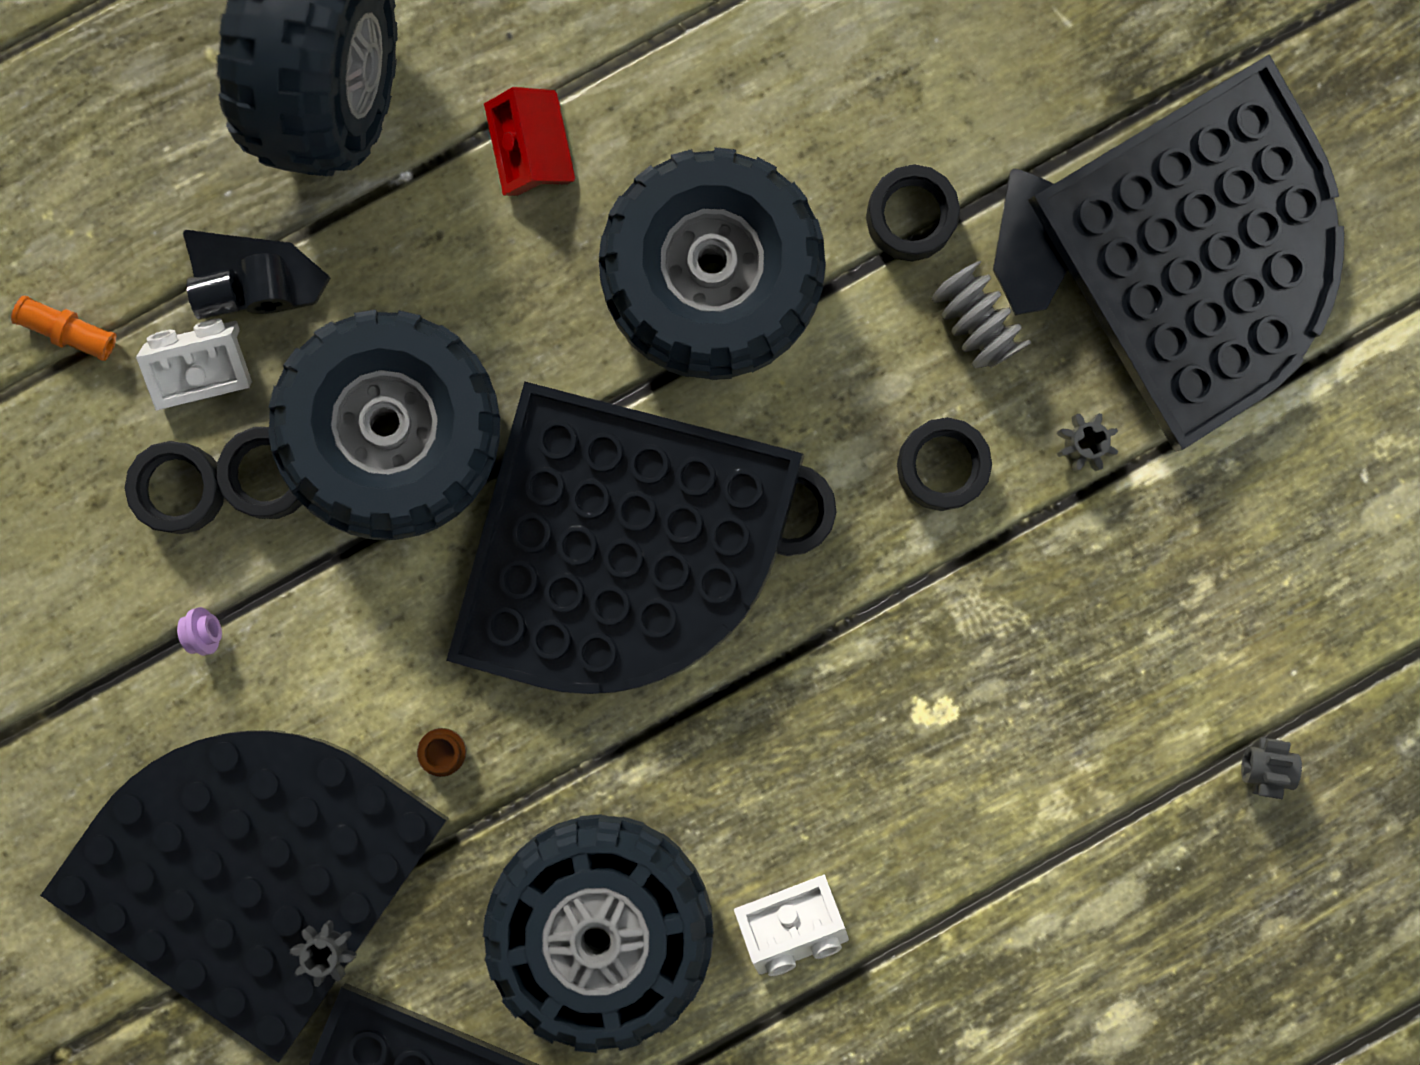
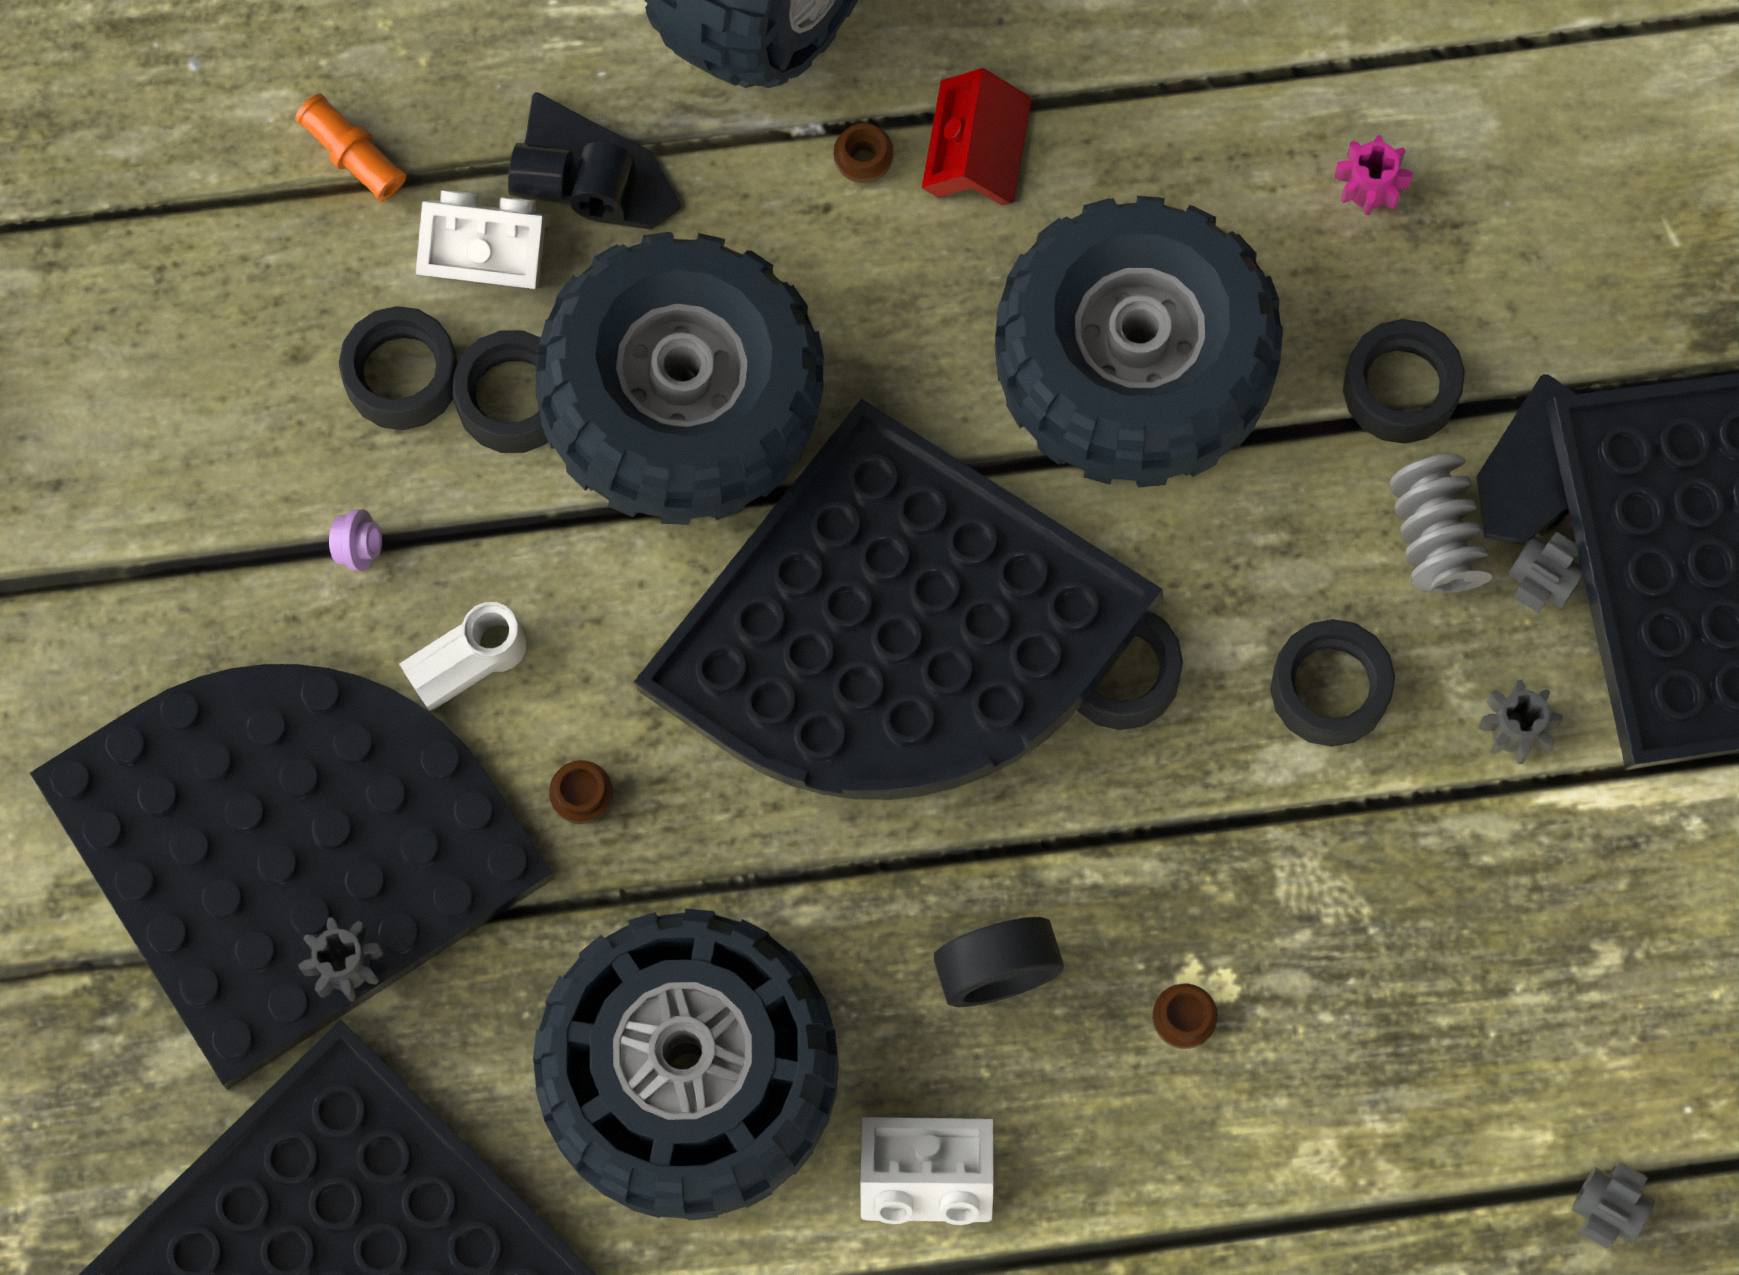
camera: 25 degrees right, 15 degrees down
(315, 690) = (459, 660): none -> white piece
(442, 172) = (863, 137): none -> reddish brown plate
(788, 769) = (998, 961): none -> black tyre
(842, 50) = (1375, 158): none -> dark pink gear
(928, 746) = (1184, 1016): none -> reddish brown plate
(1068, 323) = (1546, 572): none -> dark grey gear

